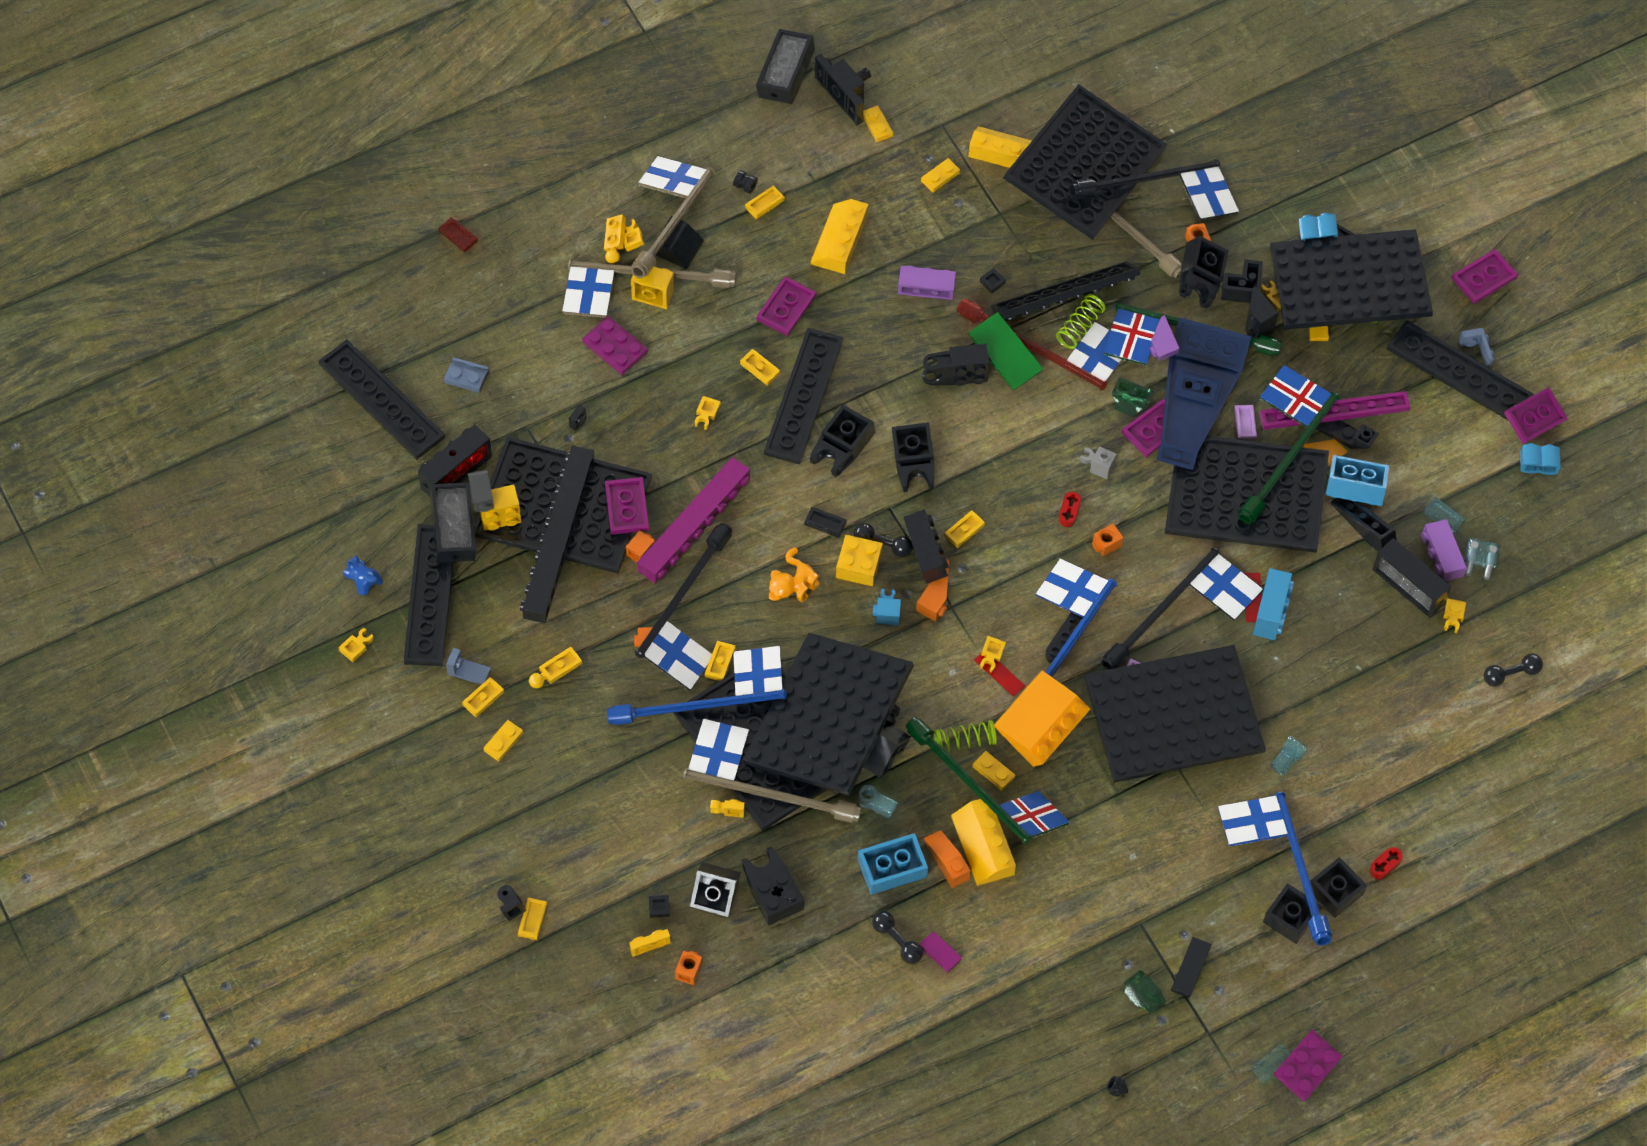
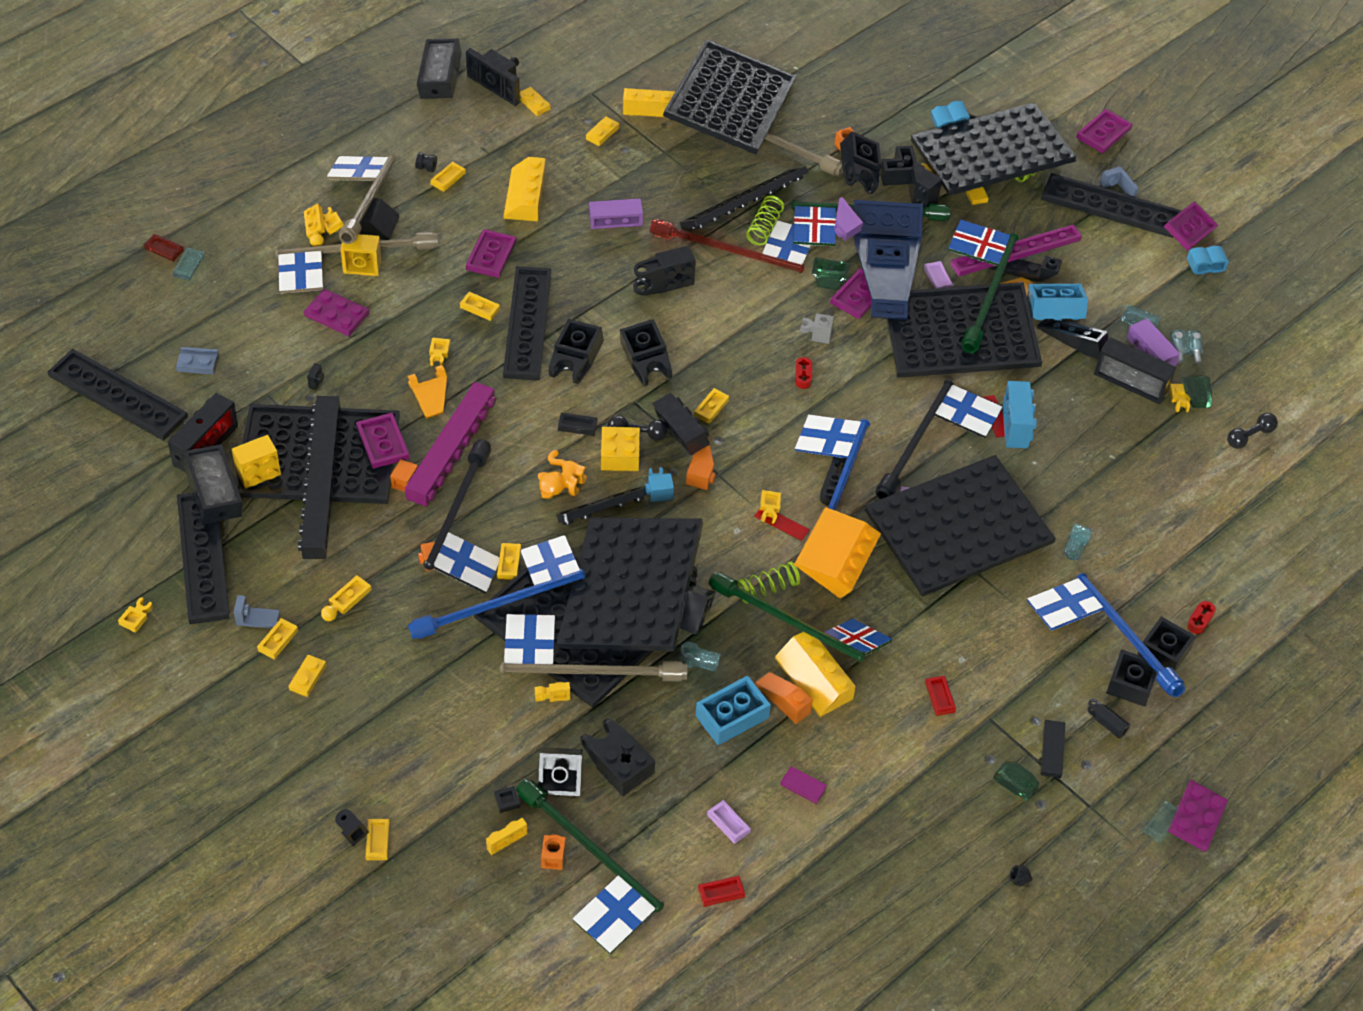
camera: 15 degrees left, 10 degrees down
(362, 575) = (129, 550): blue animal -> none
(478, 259) = (188, 264): none -> clear light blue tile
(481, 491) = (236, 441): dark grey slope -> none
(688, 458) = (430, 393): none -> light orange flag
(739, 1030) = (620, 905): none -> flag
(834, 1038) = (721, 891): none -> red tile
(841, 616) = (584, 511): none -> black piece
(859, 973) = (728, 821): none -> lavender tile
(910, 951) = (774, 790): black piece -> none
(992, 280) = (675, 203): black plate -> none
(993, 770) = (804, 608): yellow plate -> none
(1006, 351) = (710, 256): green tile -> none
(1099, 889) = (940, 695): none -> red tile
(1108, 533) = (847, 390): orange brick -> none
(1201, 181) = (835, 98): flag -> none
(1255, 949) = (1108, 718): none -> black piece
(1473, 611) = (1199, 390): none -> clear green slope

